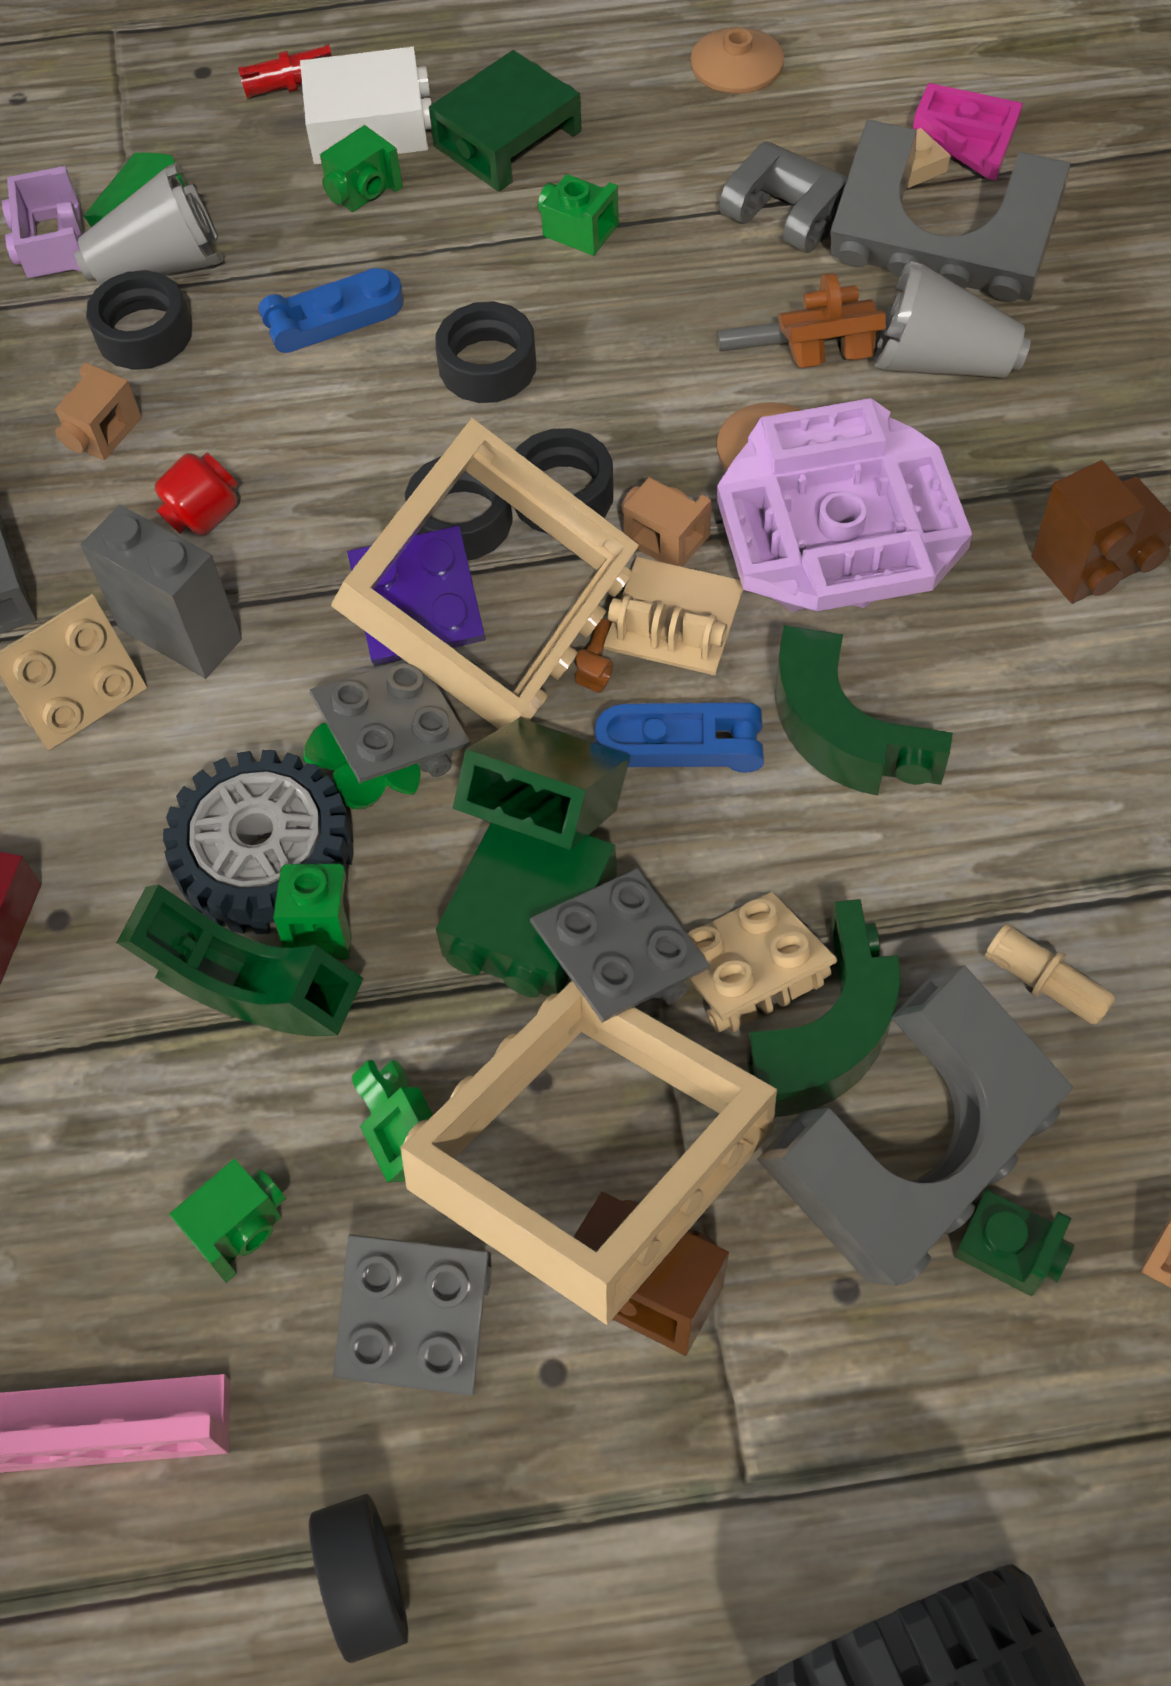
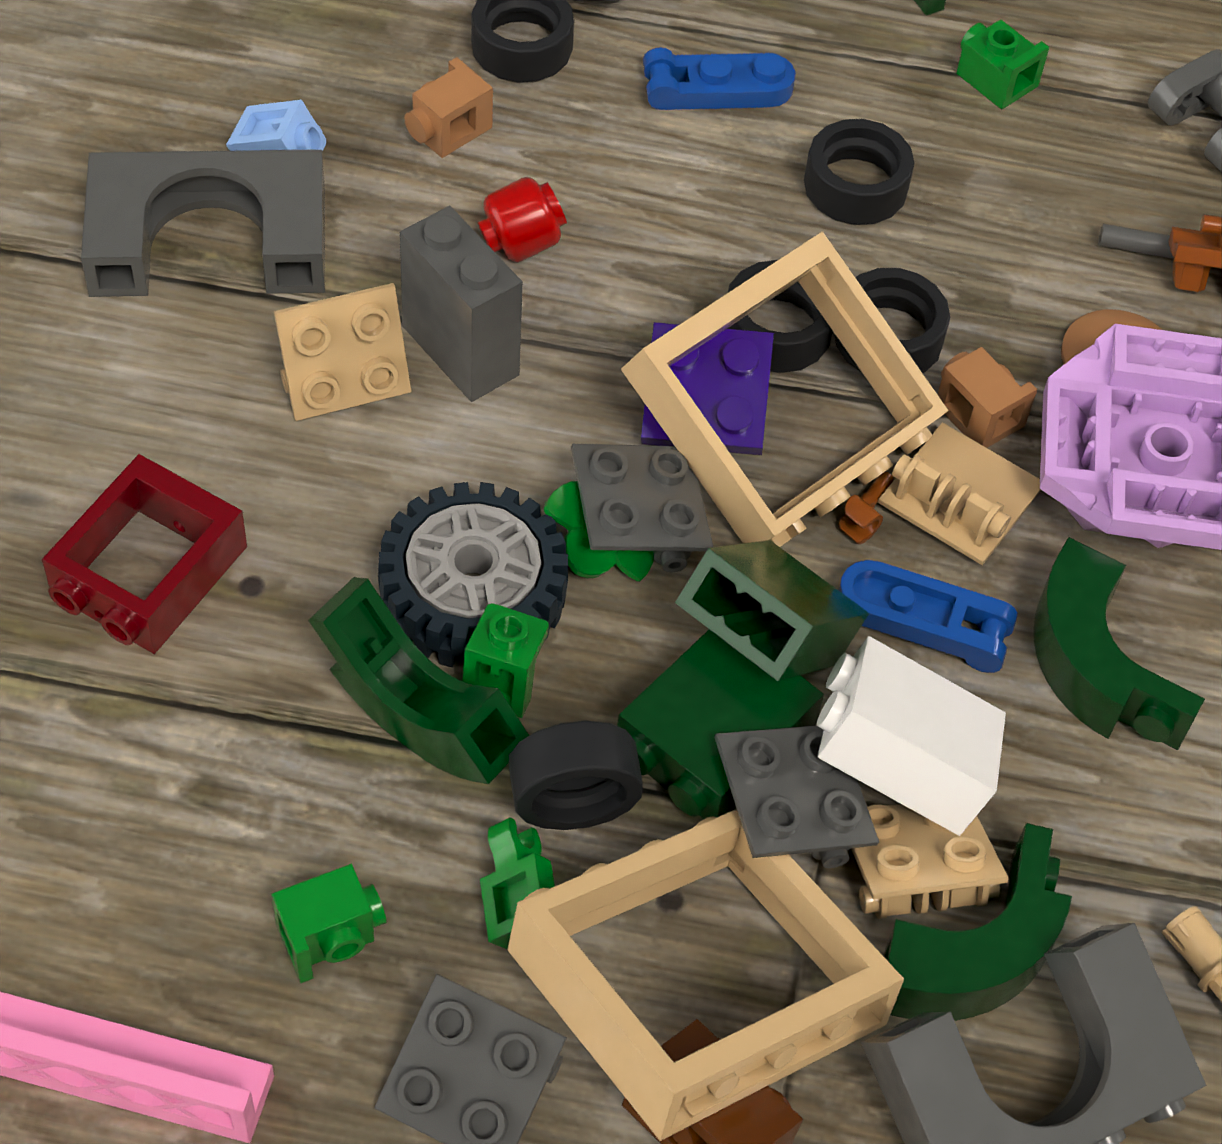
camera: 10 degrees right, 5 degrees down
(414, 1000) = (575, 775): none -> black tyre
(706, 856) = (912, 735): none -> white brick

